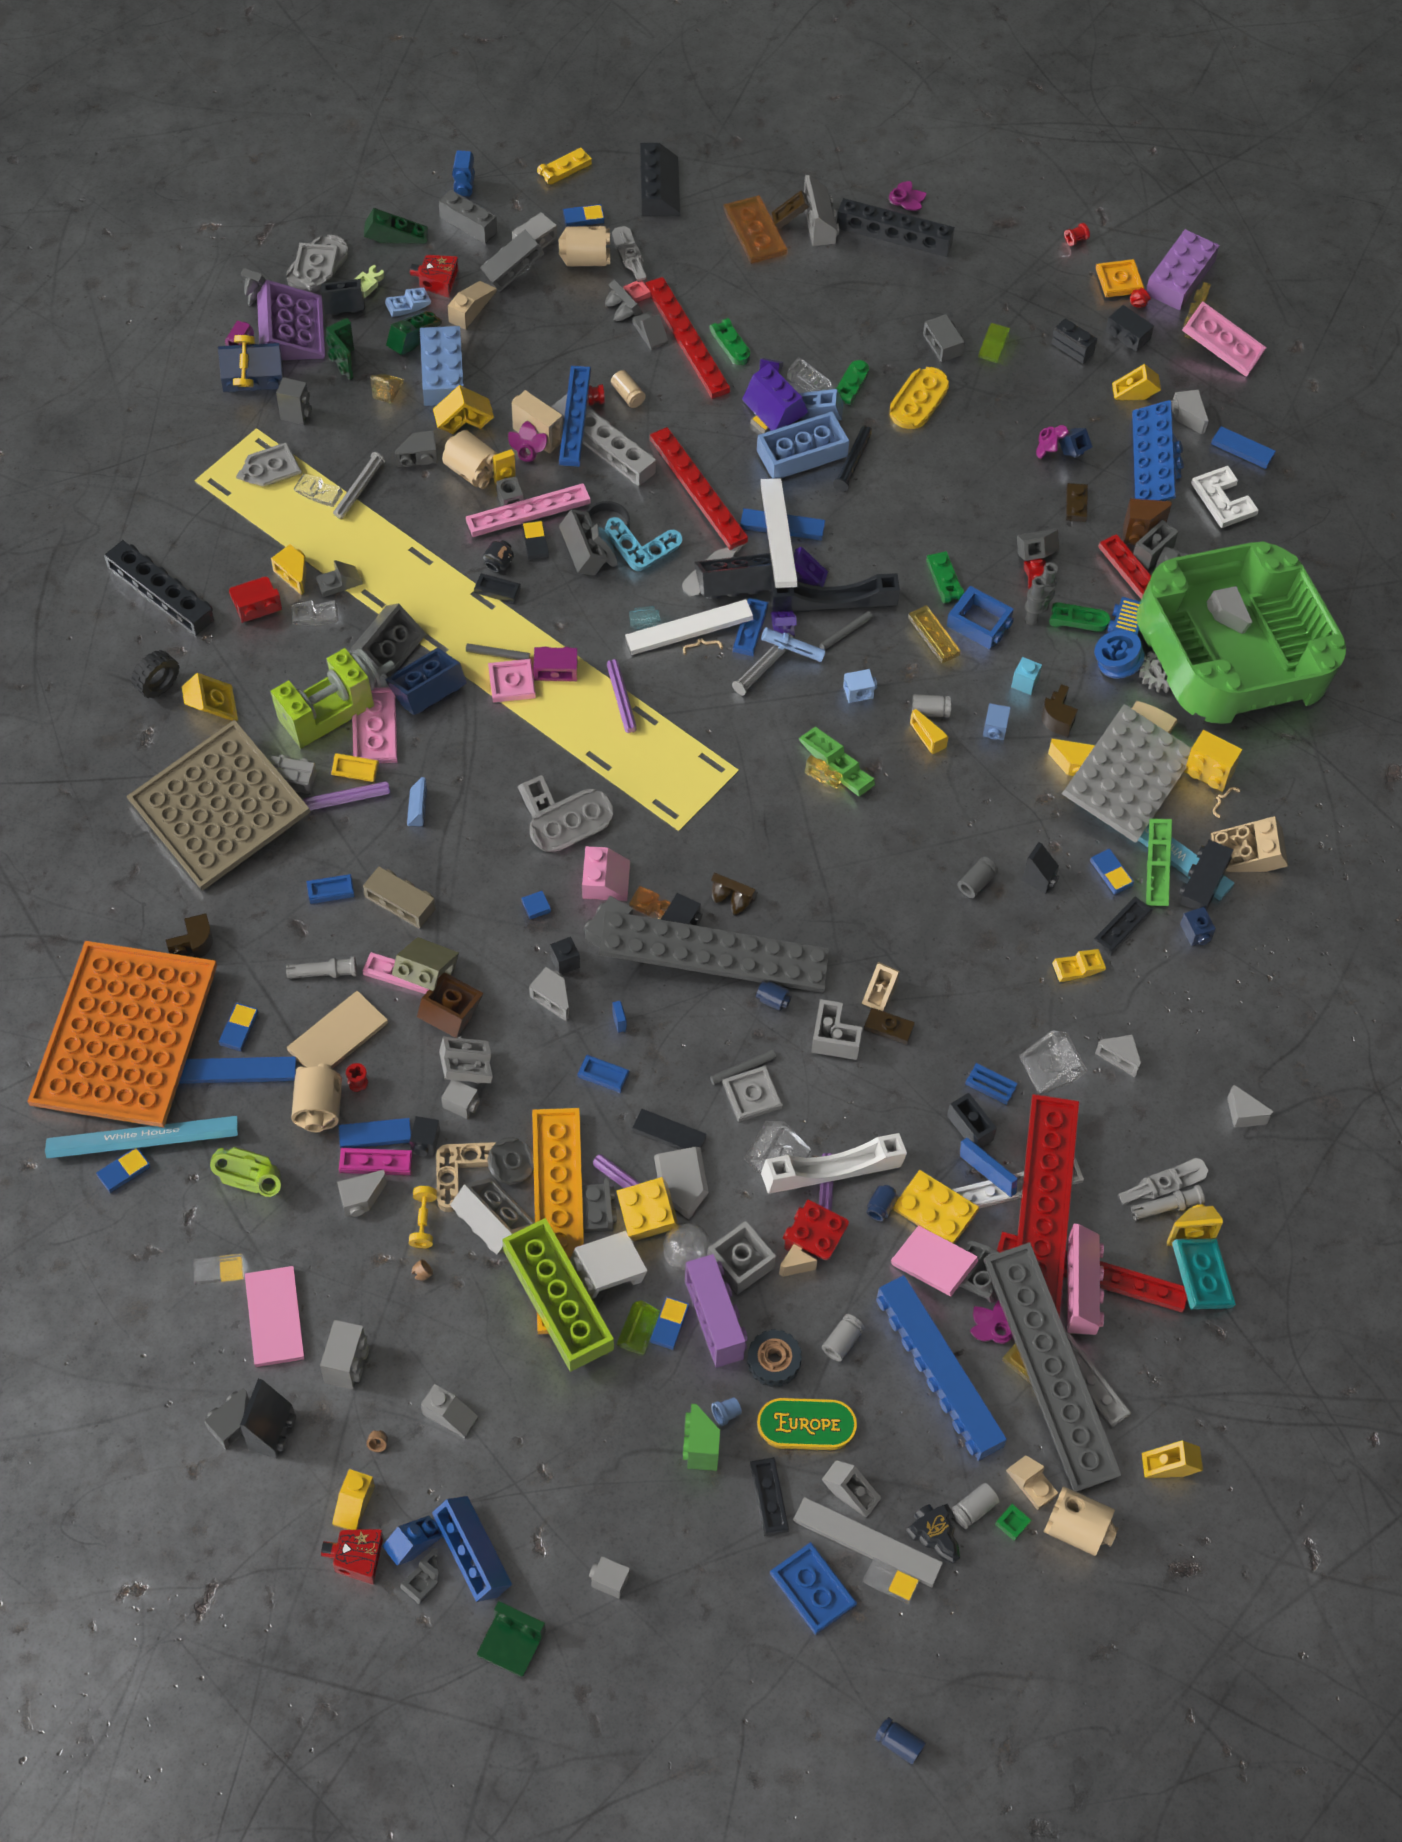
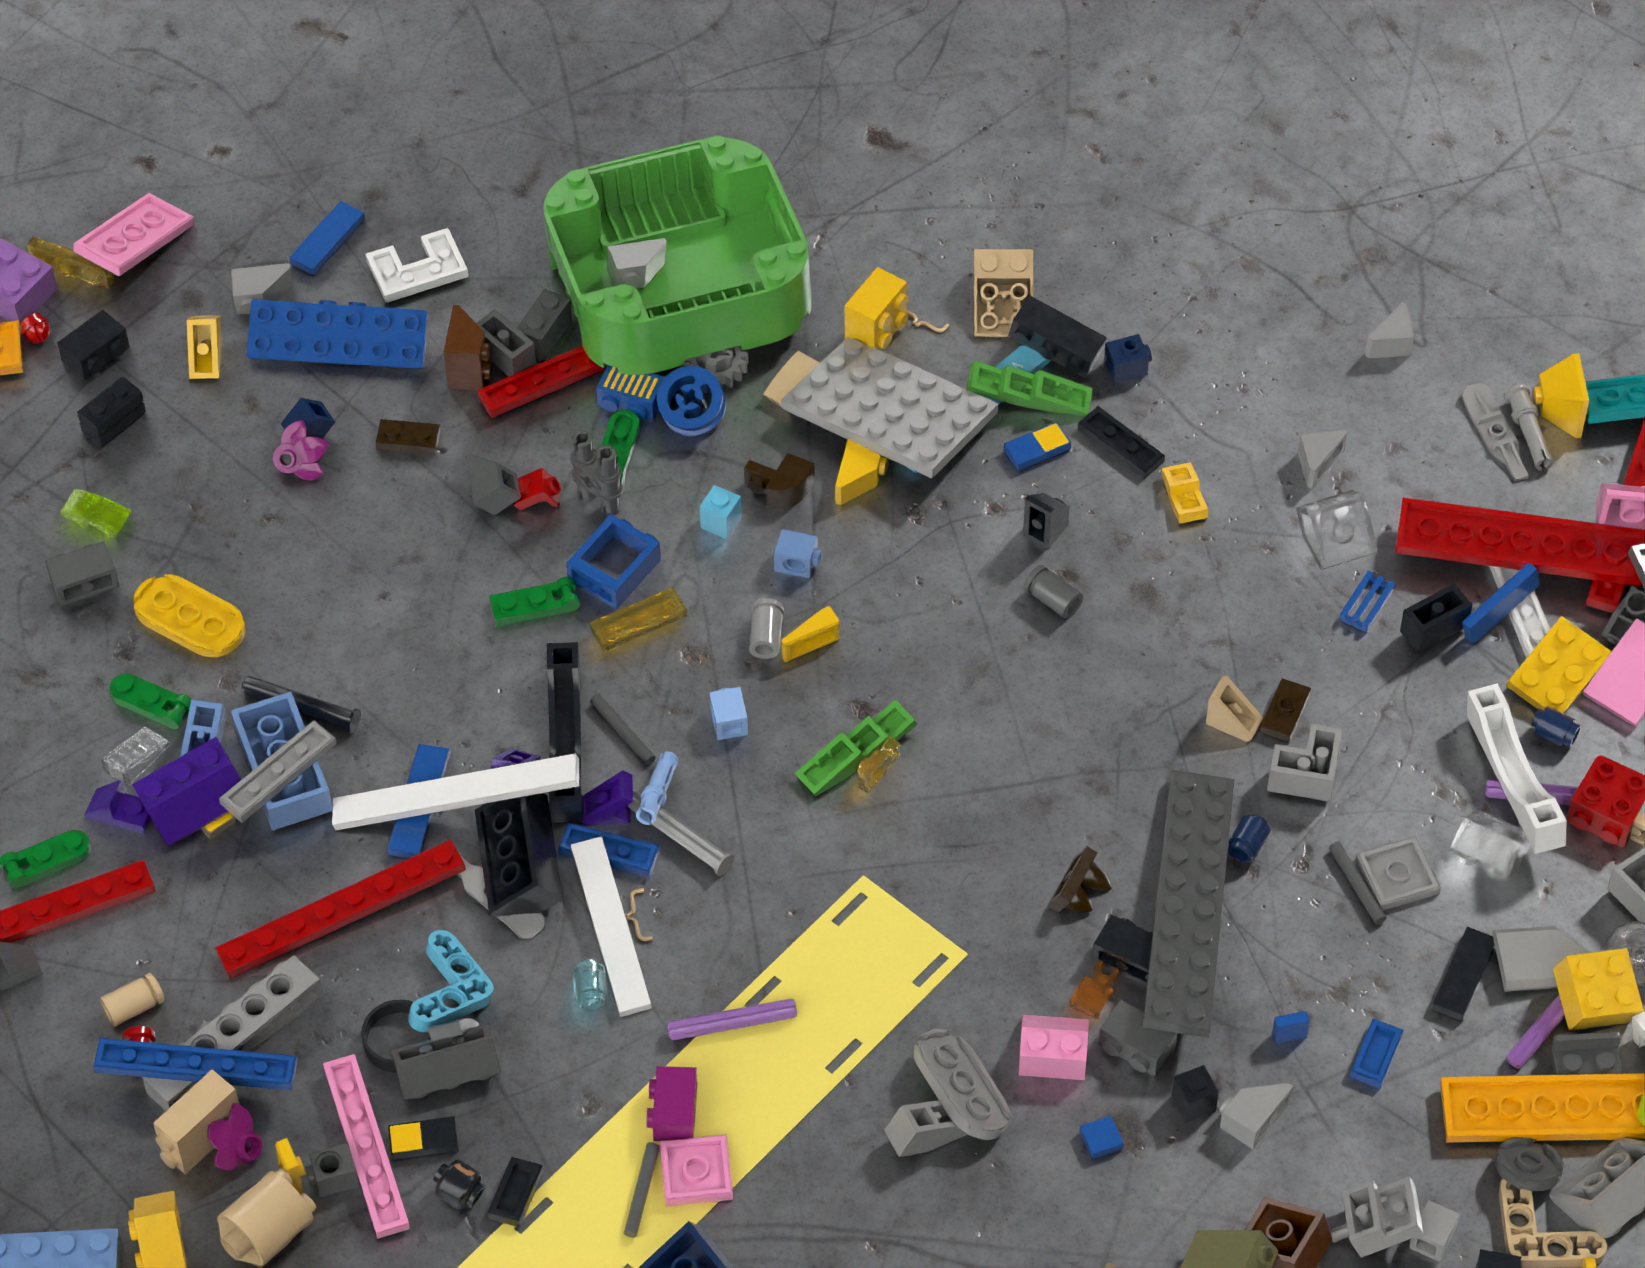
camera: 85 degrees left, 5 degrees down
(785, 436) = (277, 771): none -> light grey tile

